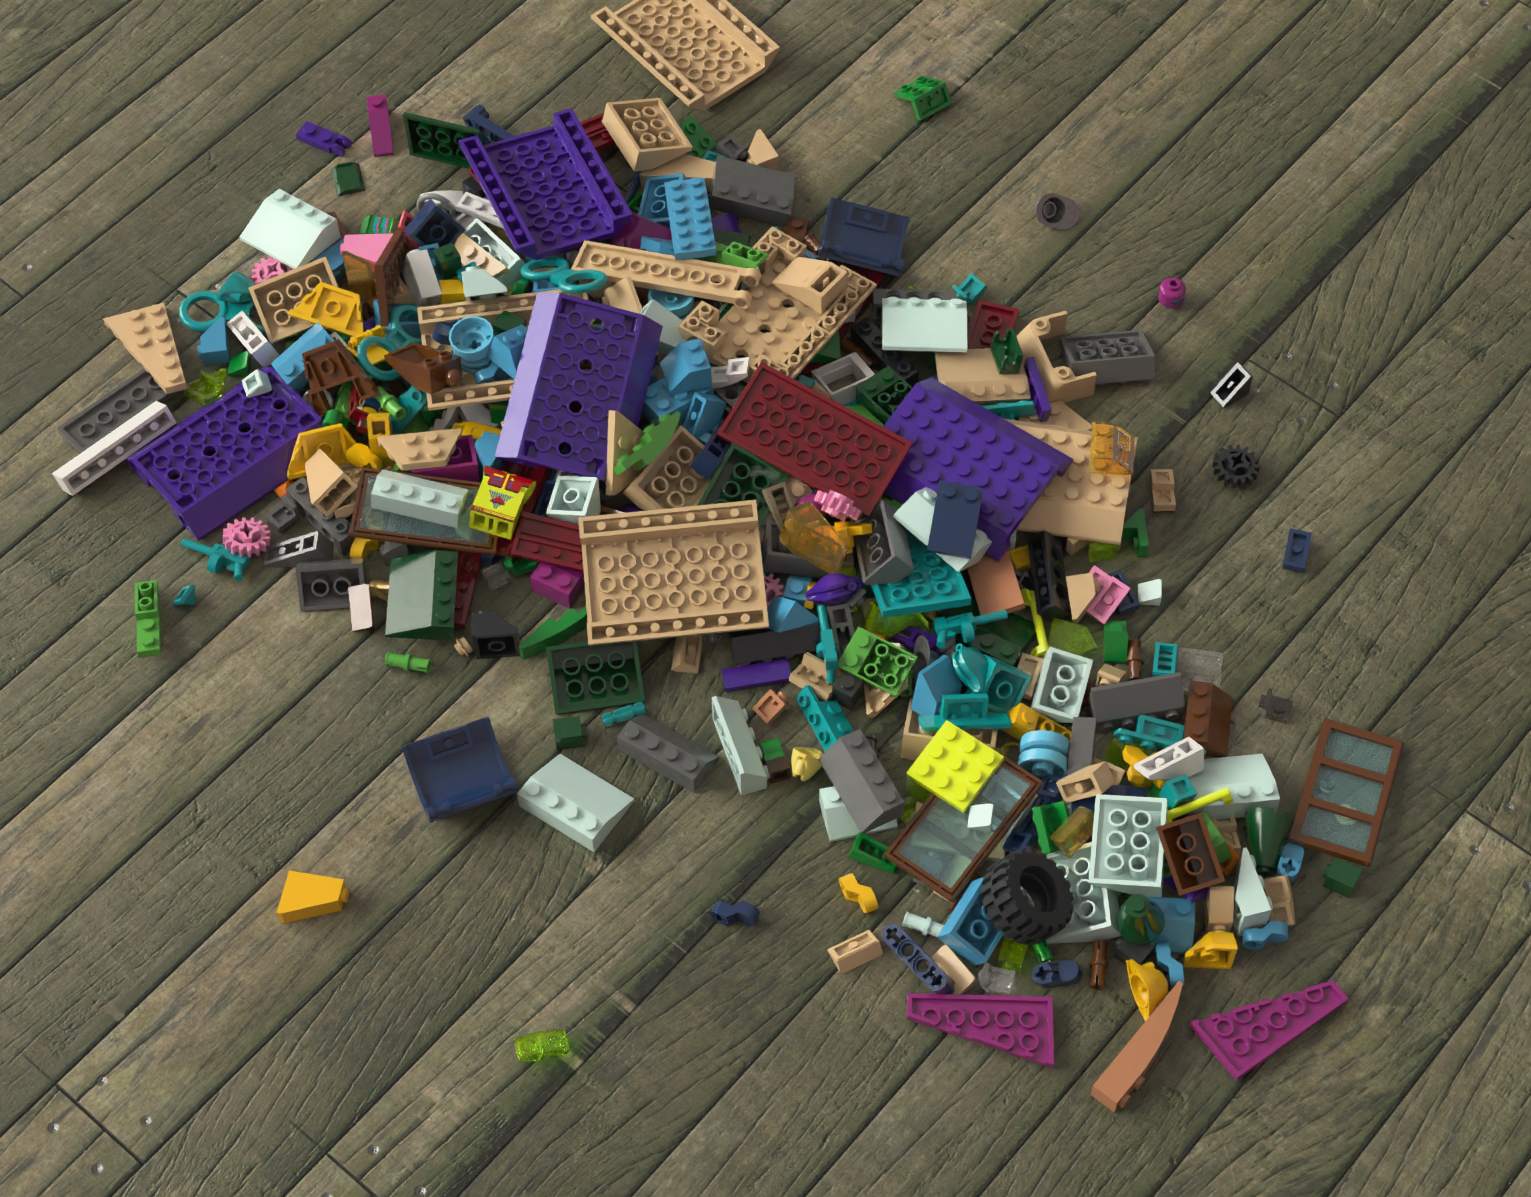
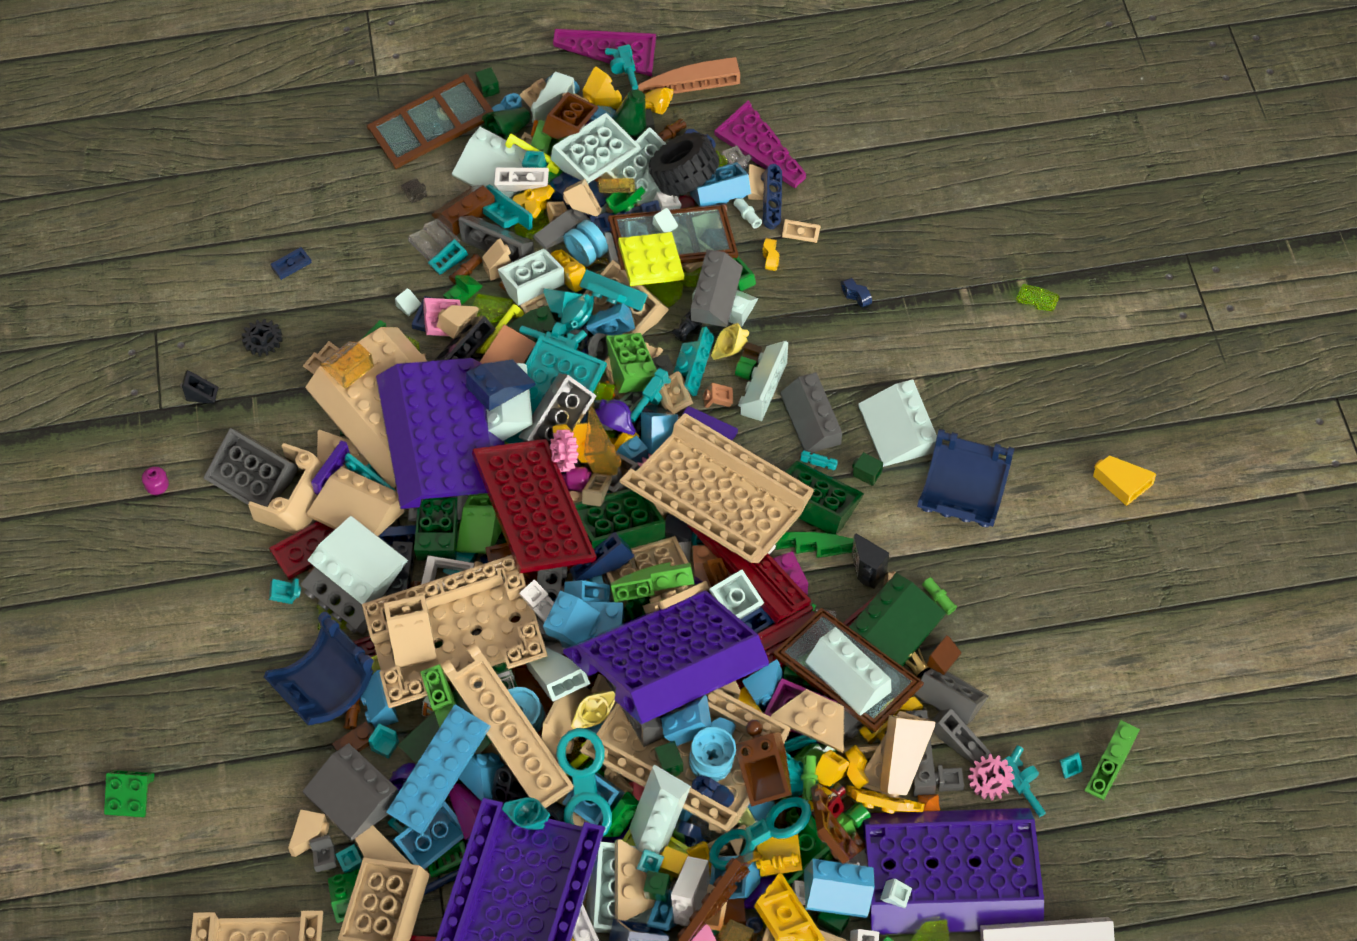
camera: 140 degrees left, 0 degrees up
(500, 502) = (791, 630): neon yellow piece -> none
(583, 222) = (527, 813): none -> teal hat
(1006, 352) = (324, 500): dark green hinge -> none
(1057, 211) = (155, 608): flat silver piece -> none
(1223, 1003) = (623, 63): none -> teal piece

